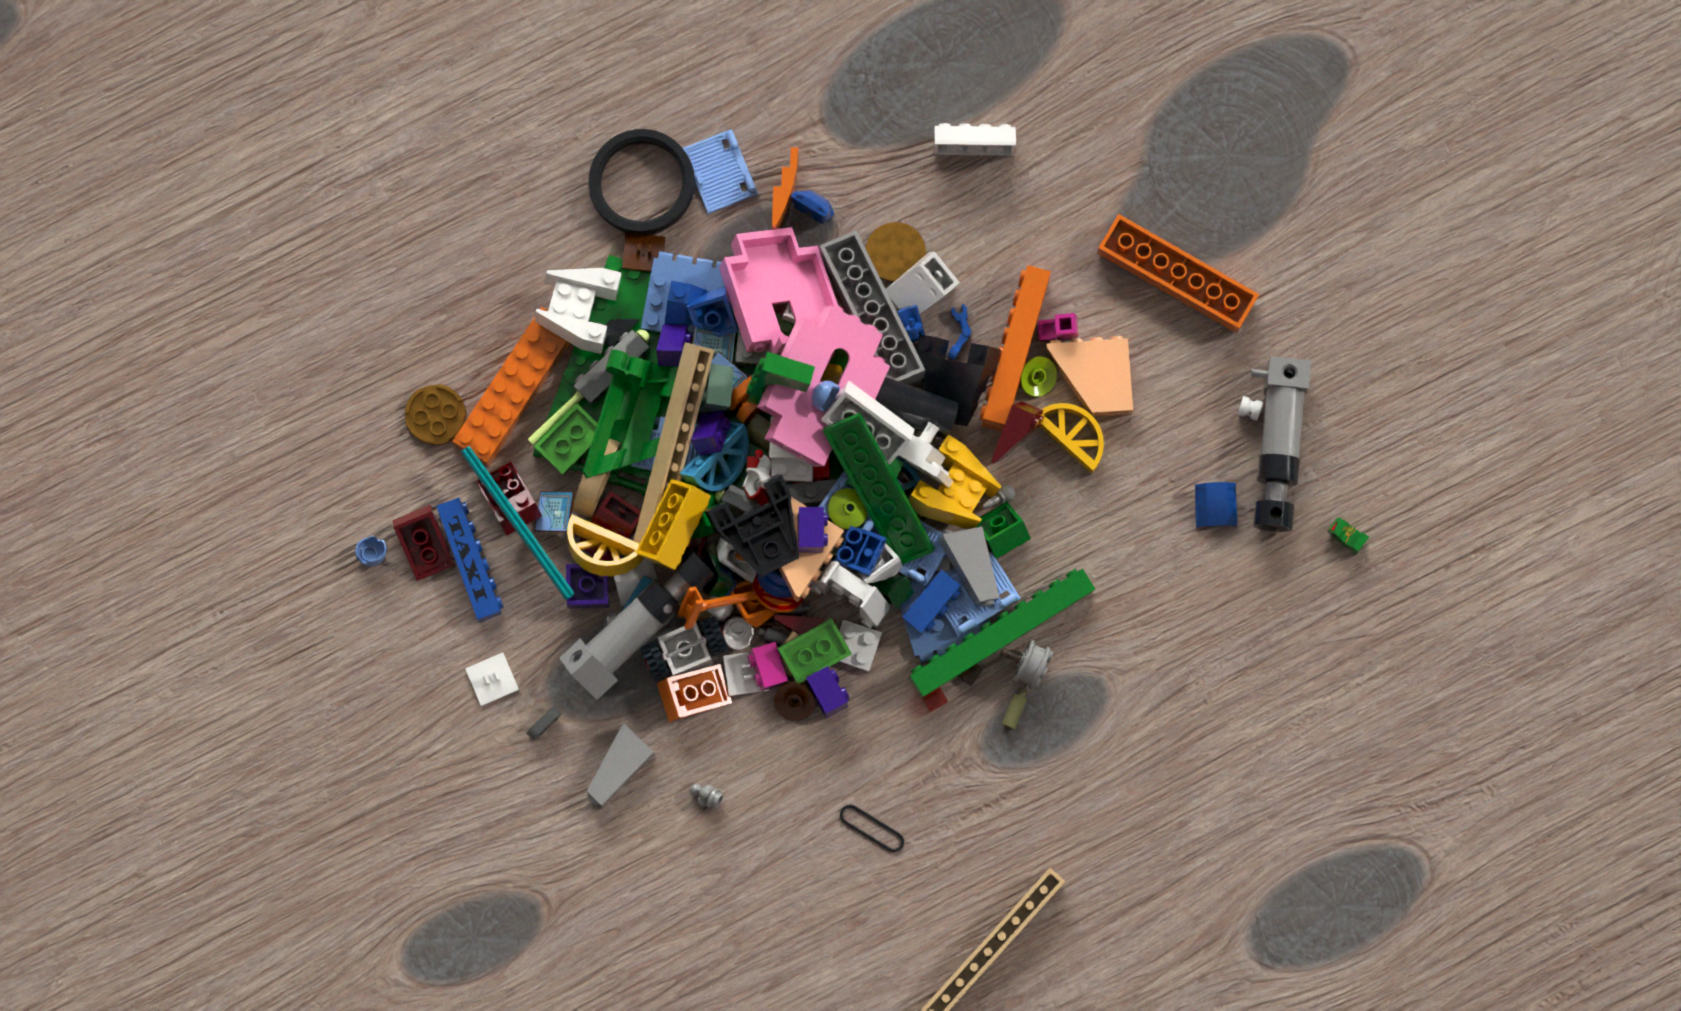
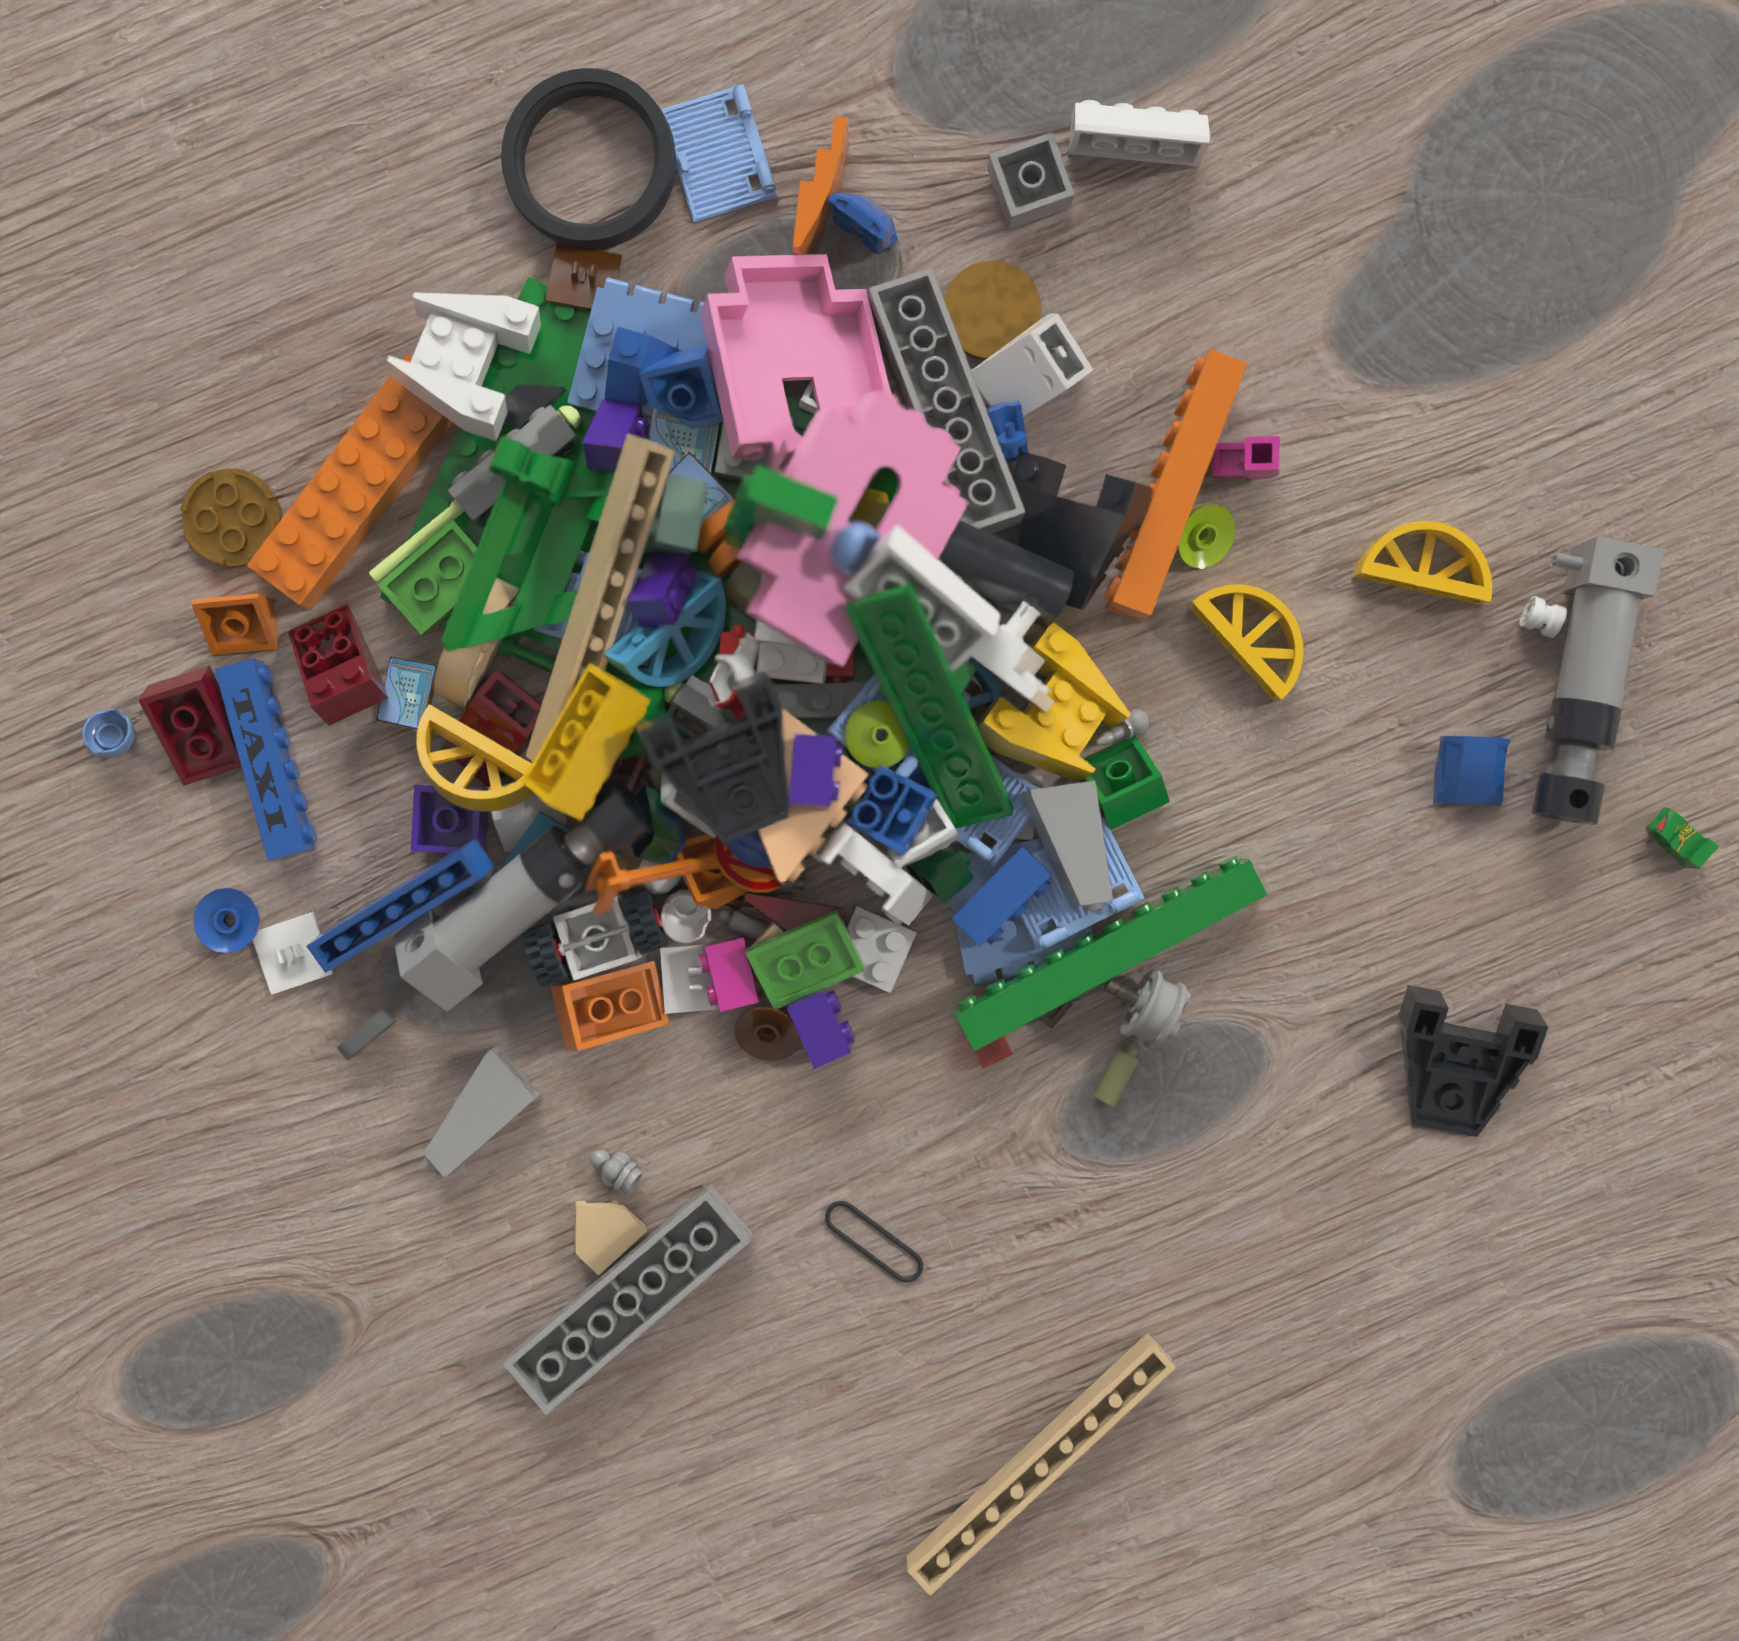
camera: 10 degrees right, 10 degrees up
(445, 478) = (237, 623): none -> orange slope
(446, 651) = (211, 921): none -> blue dish
(517, 523) = (337, 711): teal axle -> none
(563, 638) = (400, 905): none -> blue brick
(702, 835) = (604, 1232): none -> tan slope
(721, 871) = (628, 1299): none -> light grey brick
(911, 173) = (1030, 180): none -> light grey brick
(965, 329) = (1094, 449): blue piece -> none
(1020, 424) = (1174, 615): dark red slope -> none
(1096, 373) = (1300, 538): light nougat slope -> none
(1177, 273) = (1450, 384): orange brick -> none
(1185, 394) = (1420, 581): none -> yellow window
(1227, 690) = (1461, 1071): none -> black wedge

